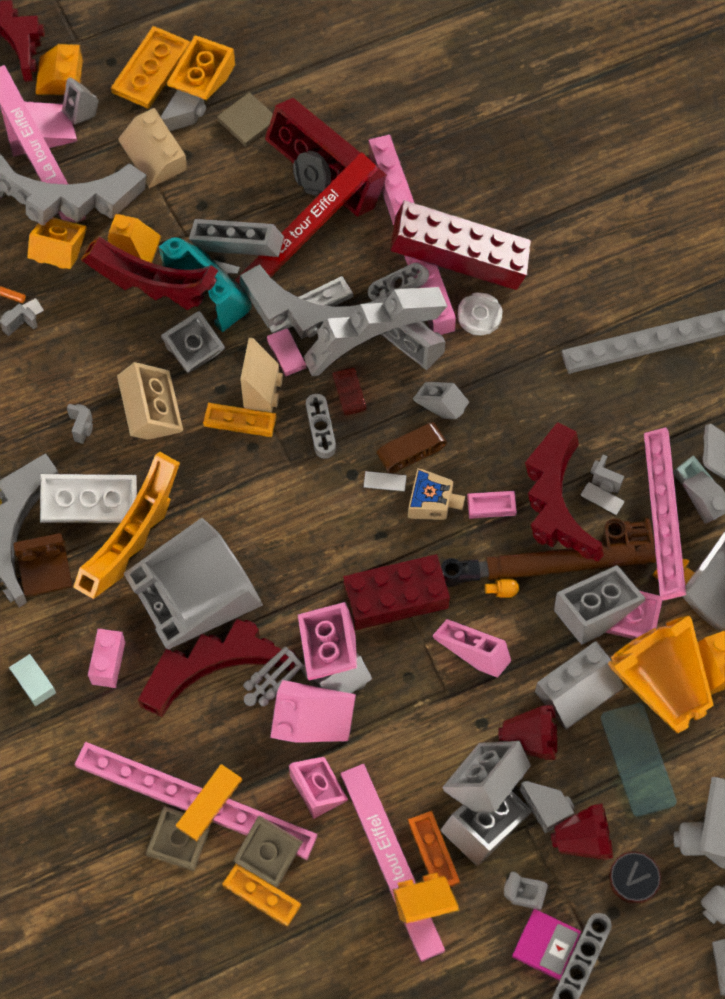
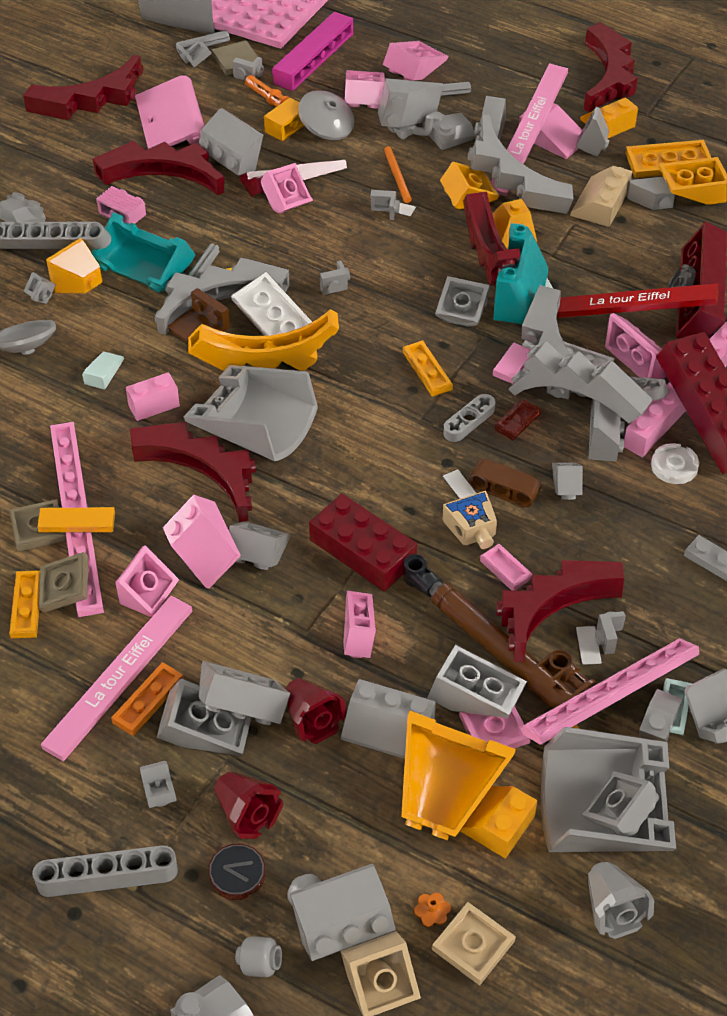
camera: 55 degrees right, 15 degrees down
(149, 401) = (390, 307): tan slope -> none
(236, 237) = (573, 271): light grey brick -> none
(246, 119) = (682, 229): dark tan tile -> none
(251, 698) = (211, 492): light grey piece -> none
(260, 379) = (465, 346): tan slope -> none
(328, 641) = (276, 512): bright pink slope -> none
(352, 254) = (633, 348): none -> bright pink slope
(424, 898) = (87, 700): light orange slope -> none
(503, 588) = (434, 616): light orange cylinder -> none
(546, 944) = (121, 828): dark pink tile -> none
(547, 804) = (253, 756): light grey slope -> none
(638, 759) = (355, 813): clear light blue piece -> none

